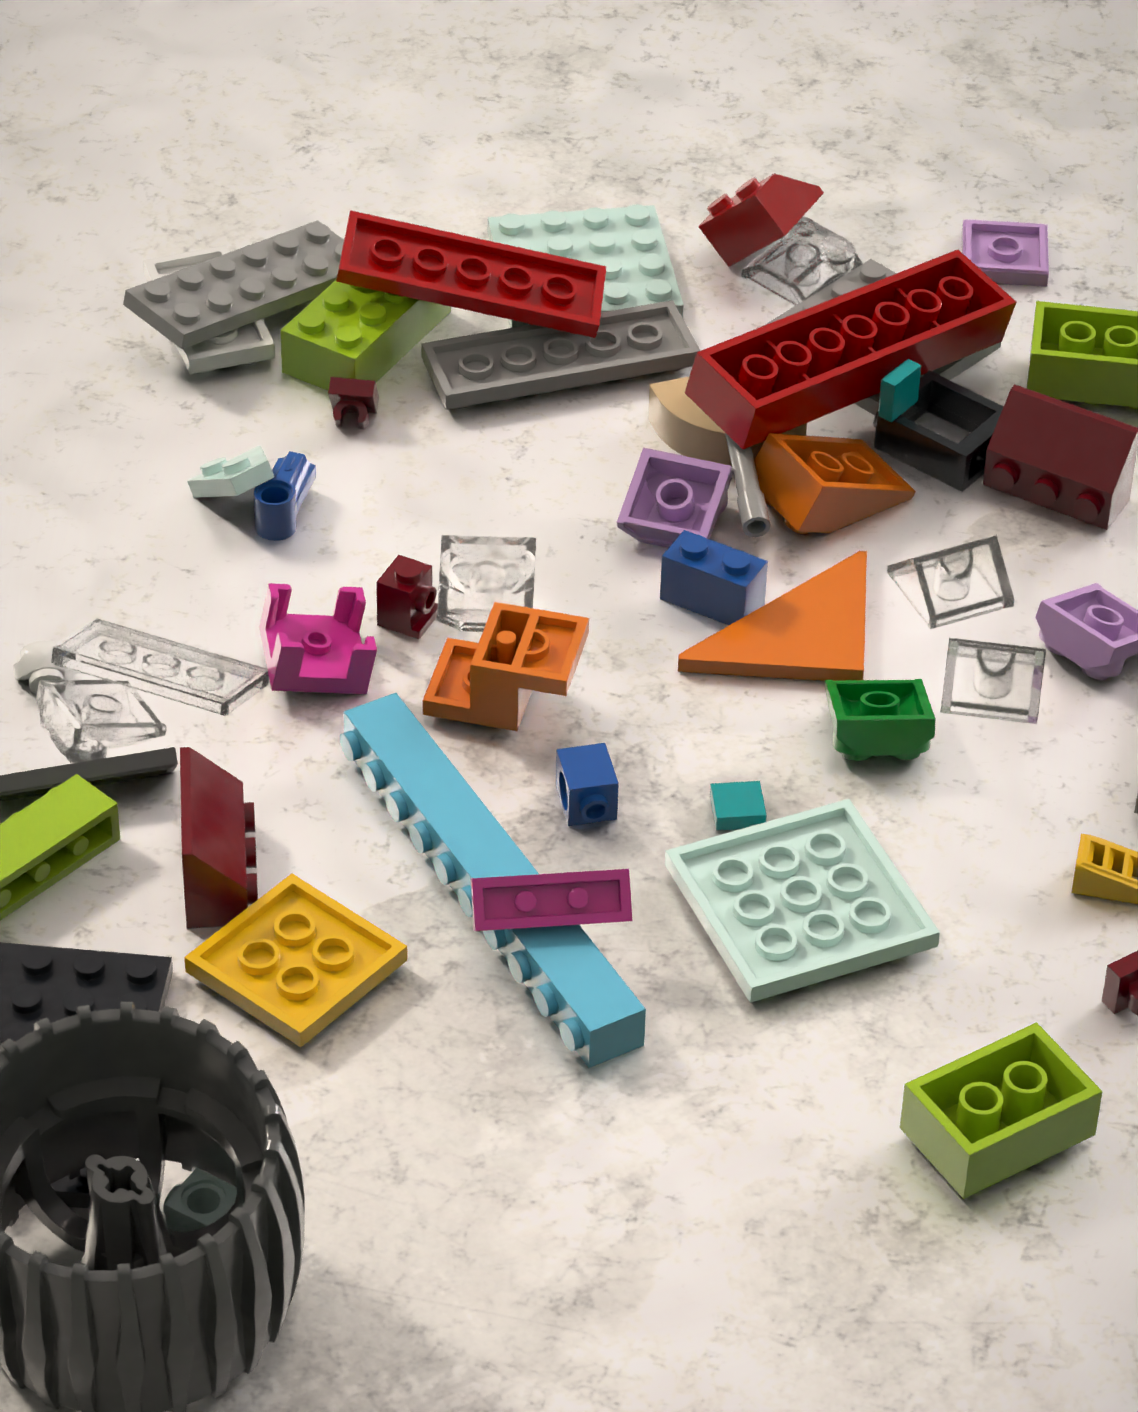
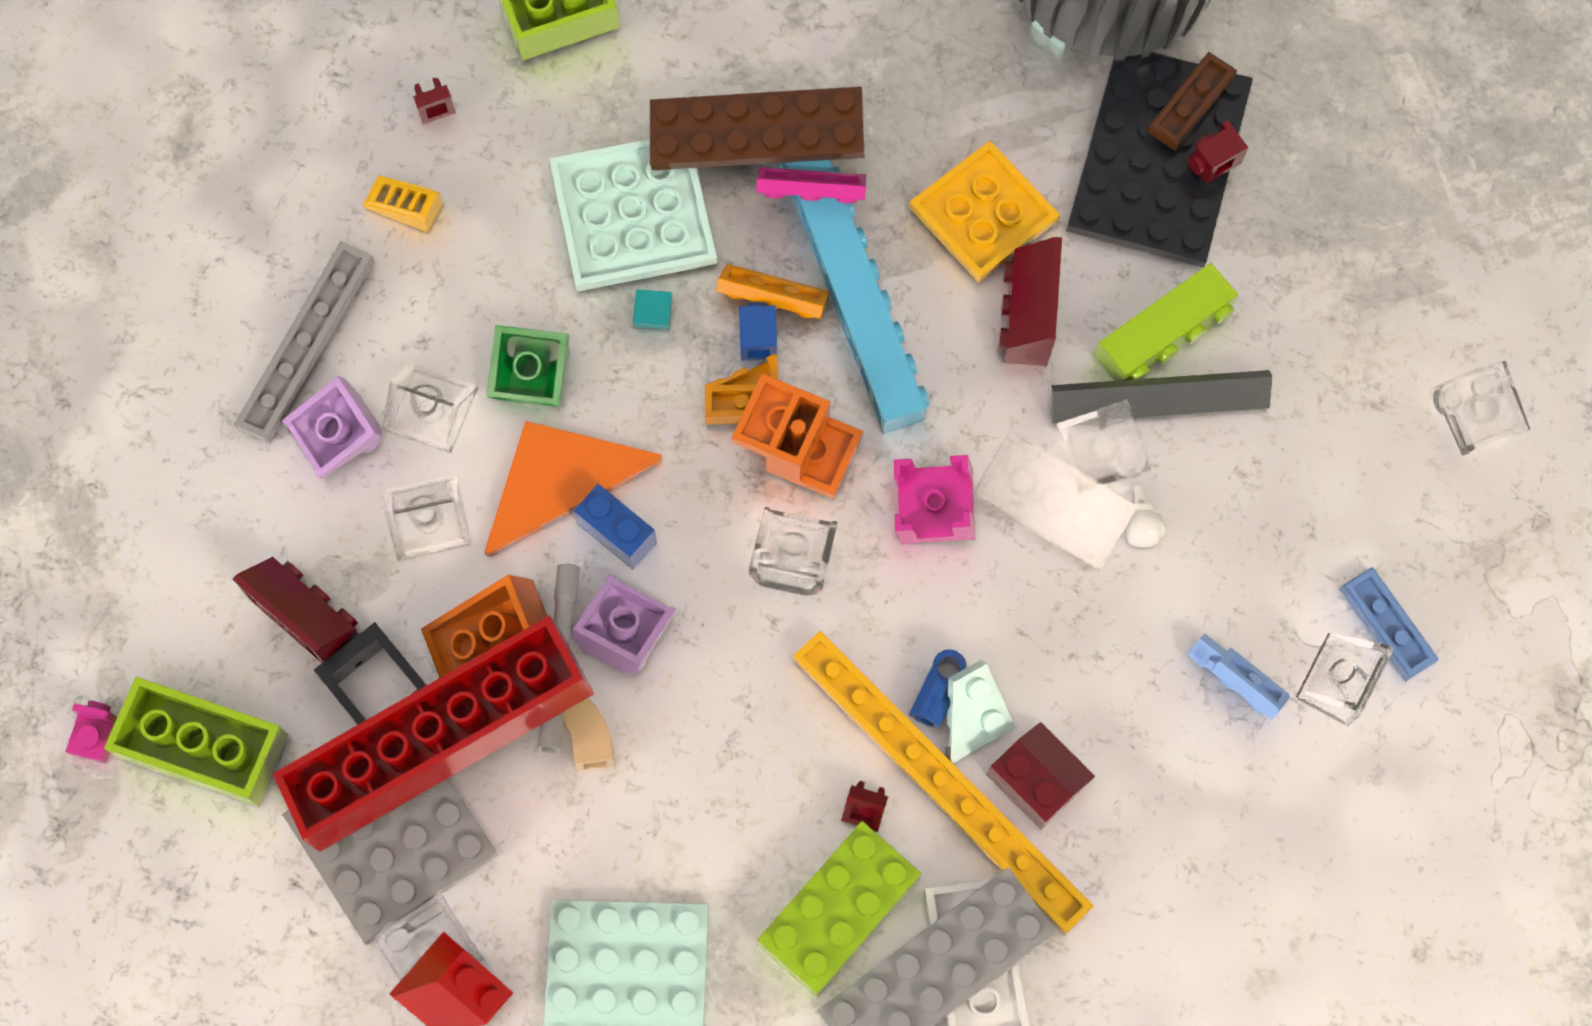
camera: 170 degrees left, 30 degrees up
(154, 439) = (1039, 775): none -> dark red slope
(275, 431) = (942, 781): none -> yellow plate
(406, 597) = (857, 545): dark red brick -> none
(472, 274) = (743, 906): red plate -> none
(546, 360) = (674, 845): light grey plate -> none
(580, 829) = (785, 294): none -> light orange plate
(588, 719) = (729, 396): none -> light orange wing
(647, 973) = (756, 128): none -> reddish brown plate
(899, 390) = (408, 683): teal tile -> none
(1008, 250) = (235, 945): lavender tile -> none

